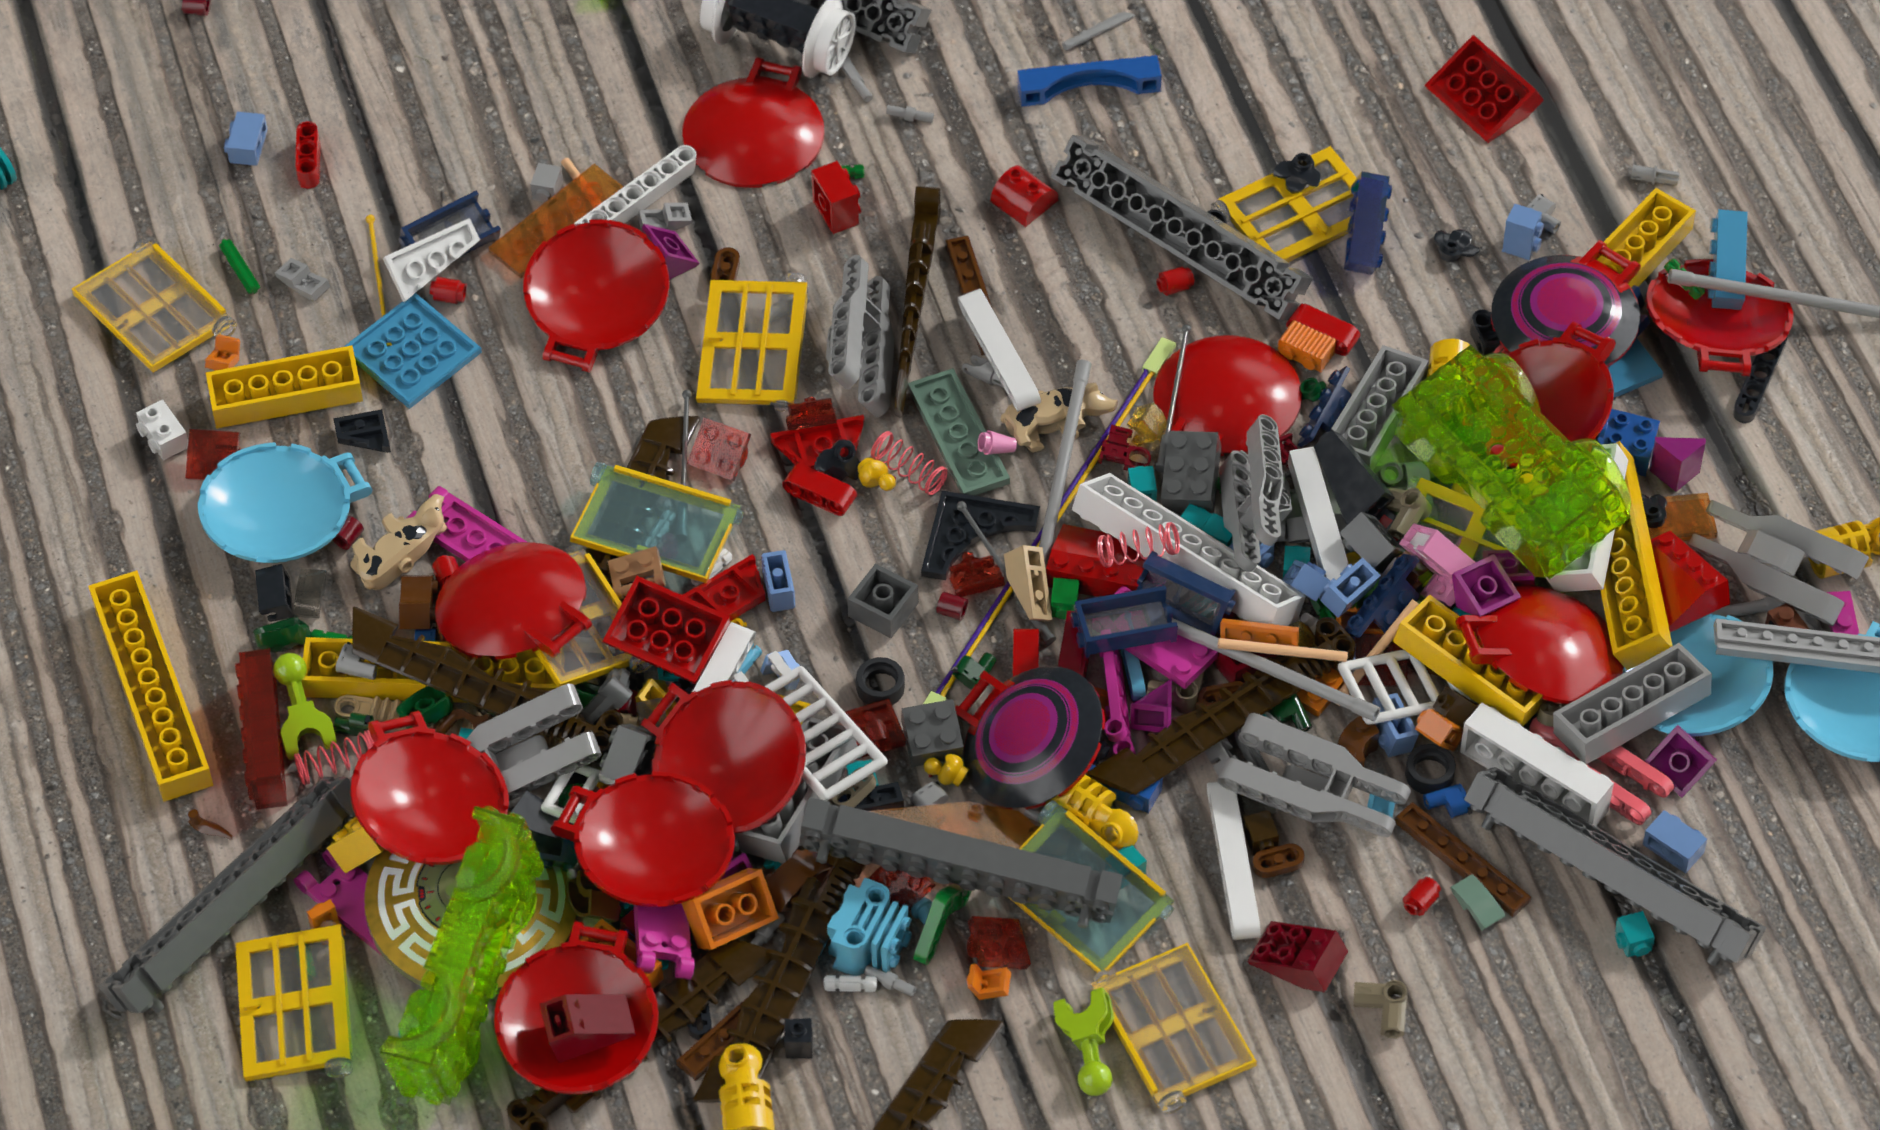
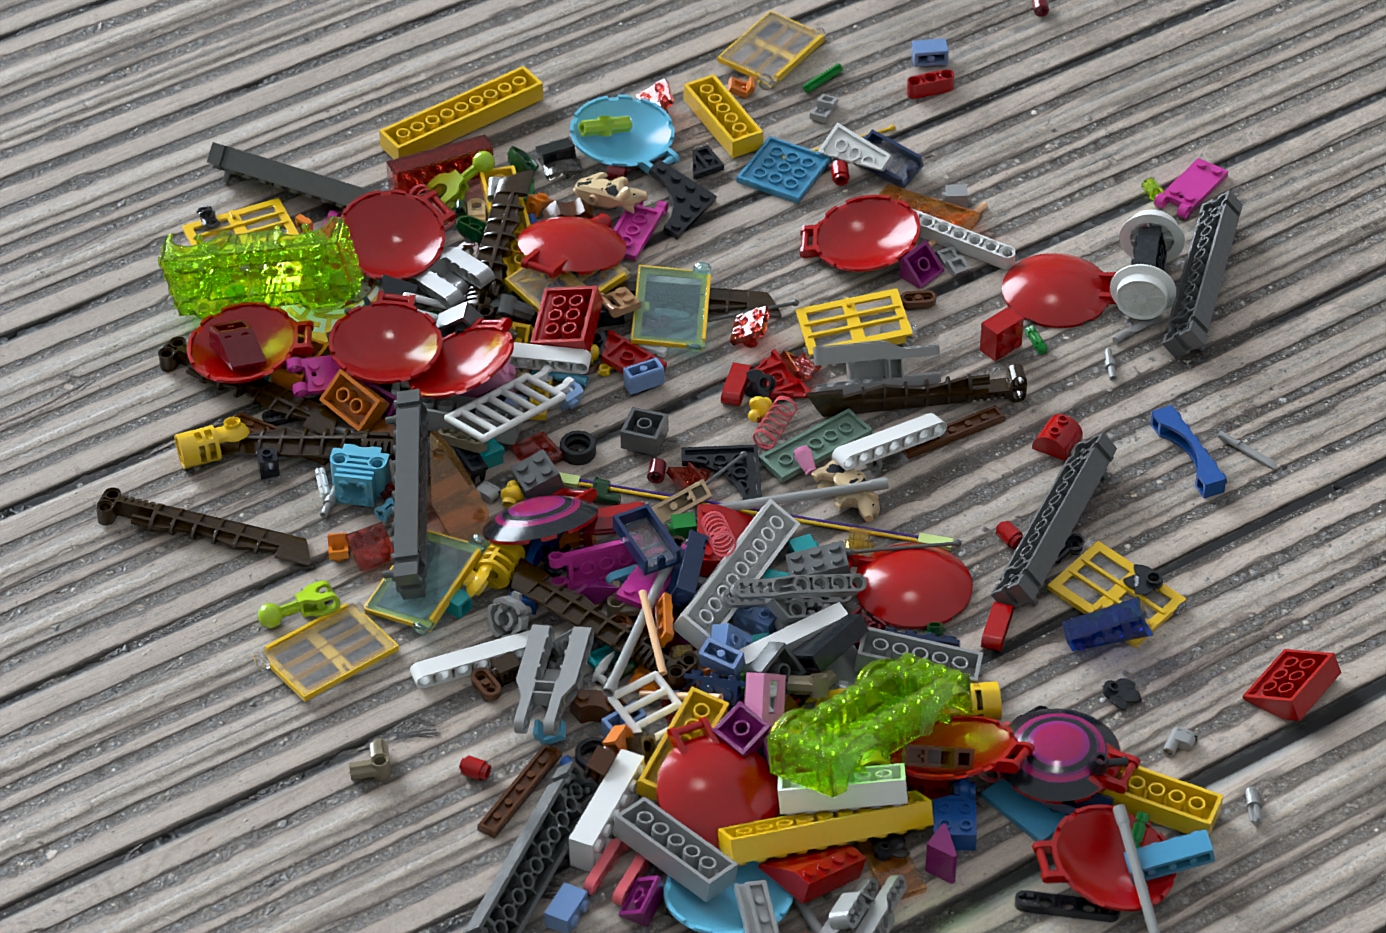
camera: 75 degrees right, 10 degrees down
(162, 430) = (671, 69): white brick -> none
(207, 827) = (367, 168): reddish brown bar -> none
(240, 1031) = (208, 217): none -> black piece
(258, 519) = (605, 126): none -> lime piece
(434, 463) = (686, 198): none -> black plate
(945, 902) = (384, 503): green beam -> none
(1117, 450) = (830, 529): dark red piece -> none
(1180, 806) = (512, 615): none -> light grey piece
(1299, 954) = (404, 709): dark red slope -> none
(1306, 346) = (974, 618): orange brick -> none
(1477, 754) = (599, 764): none -> reddish brown brick
(1478, 900) = (480, 799): sand green slope -> none
(1522, 232) = (1142, 723): medium blue brick -> none
(1564, 404) = (938, 757): none -> reddish brown arch
(1609, 271) = (1100, 768): none -> black bar
(1634, 934) = (471, 897): teal brick -> none

